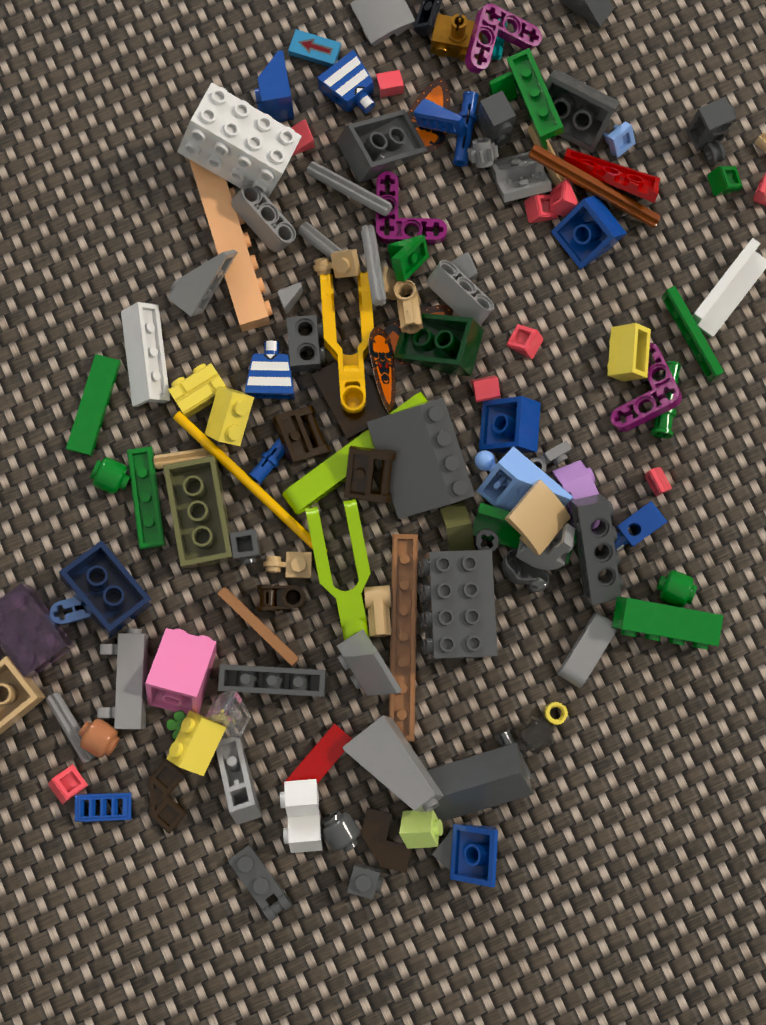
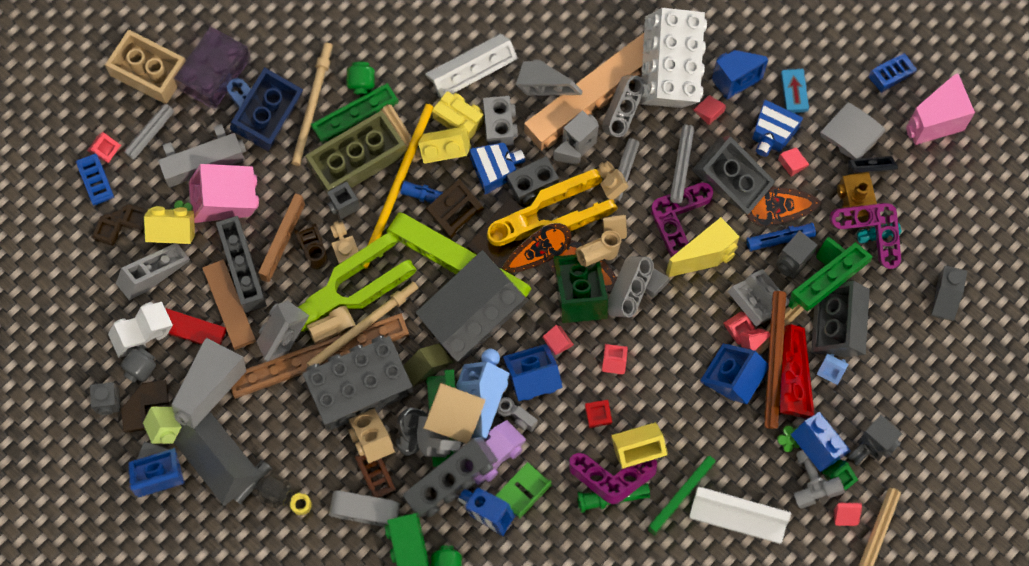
camera: 70 degrees right, 10 degrees down
(75, 511) = (322, 66): none -> tan bar
(93, 405) = (414, 44): green tile -> none
(98, 738) = (147, 153): nougat head -> none
(220, 356) = (499, 121): none -> light grey brick
(230, 711) = (202, 243): clear slope -> none
(259, 882) = (77, 320): dark grey plate -> none
(276, 270) = (581, 132): none -> light grey brick
(308, 710) = (229, 304): none -> medium nougat tile
(361, 470) = (436, 264): dark brown plate -> none
(373, 265) = (621, 206): light grey axle -> none
(375, 532) = (397, 299): none -> tan bar
(408, 256) = (643, 232): green slope -> none
(438, 118) = (776, 205): blue slope -> none
(452, 194) = (706, 250): none -> light yellow slope
(478, 540) = (425, 382): dark grey bush -> none
(483, 152) = (764, 257): light grey gear -> none
(518, 610) = (370, 436): none -> tan brick
(538, 633) = (363, 468): none -> reddish brown slope
(578, 379) = (598, 413): none -> red plate
(622, 472) = (531, 481): none -> bright green piece
(657, 481) = (537, 516): coral slope -> none
(673, 209) = (787, 440): none -> bright green plant
(694, 179) = (820, 441): none -> blue slope
(733, 204) = (817, 486): none -> light grey bar

